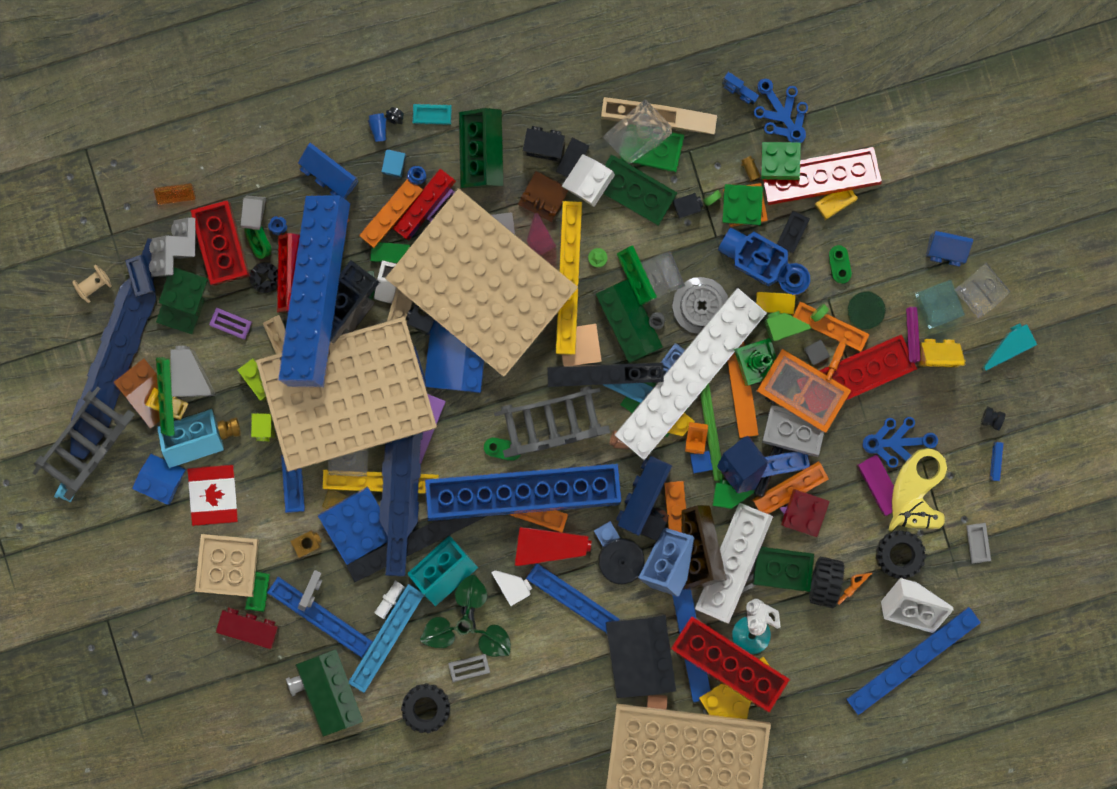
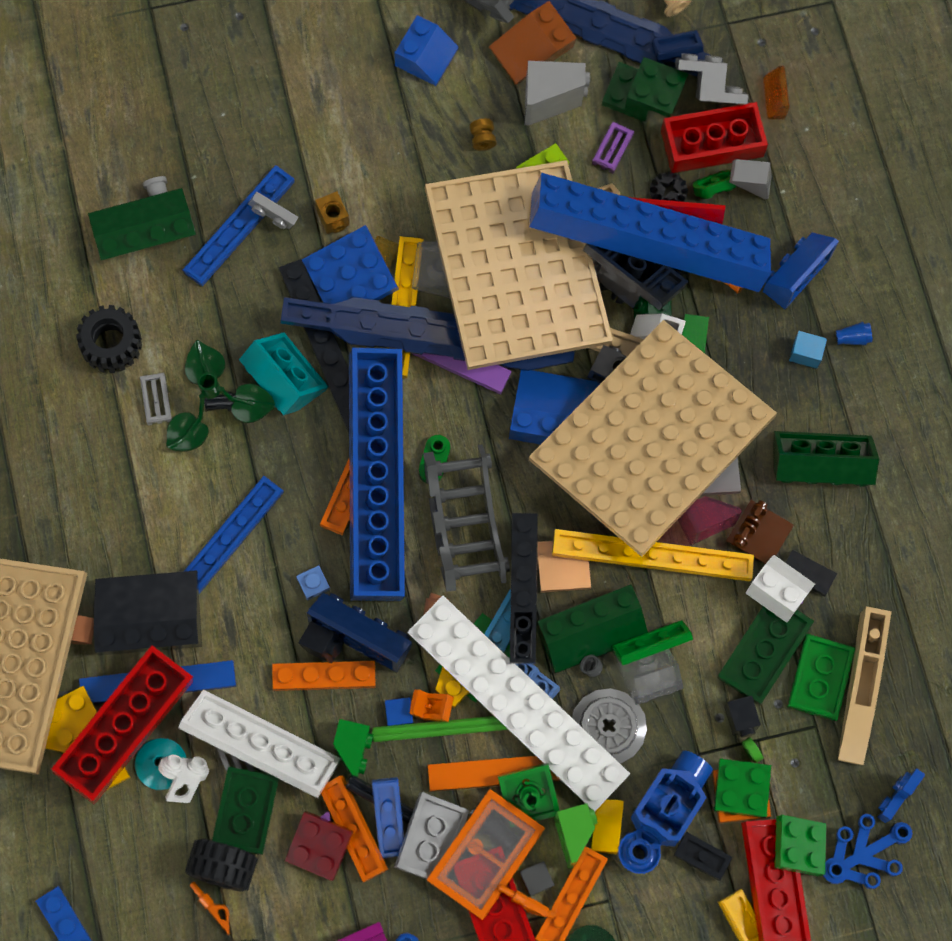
camera: 85 degrees right, 15 degrees down
(165, 396) = (528, 56): green tile -> none
(179, 405) = (515, 67): yellow tile -> none
(193, 439) = (473, 87): medium azure slope -> none
(212, 495) = (402, 113): sticker -> none
(226, 565) = (313, 119): tan plate -> none
(247, 628) = (233, 138): dark red brick -> none
(259, 598) = (273, 153): green tile -> none
(262, 427) = (482, 162): lime brick -> none
(272, 225) = (736, 203): blue plate -> none
(293, 489) = (401, 205): blue tile -> none
(386, 638) = (202, 298): dark azure plate -> none
(389, 599) = (252, 307): white pin -> none
(390, 213) = (744, 342): orange plate -> none
(394, 116) = (868, 355): black plate -> none
(419, 171) = (798, 377): blue plate -> none
(424, 204) = (756, 383): red plate -> none
(432, 114) = (869, 402): teal tile -> none
(512, 586) = (255, 456): white slope -> none
(544, 144) = (829, 532): black brick -> none
(546, 545) = (304, 505): red slope -> none
(597, 257) = (677, 596): bright green tile -> none
(621, 561) = (275, 597): black wheel -> none
(638, 132) = (844, 653): clear slope -> none
(668, 562) = (267, 654): medium blue slope -> none
(706, 560) = (283, 700): dark brown wedge -> none
(743, 465) = (389, 760): dark blue slope -> none
(750, 168) = (791, 805): pearl gold pin -> none
(819, 313) = (591, 882): bright green tile -> none
(838, 264) = (656, 919): green plate -> none

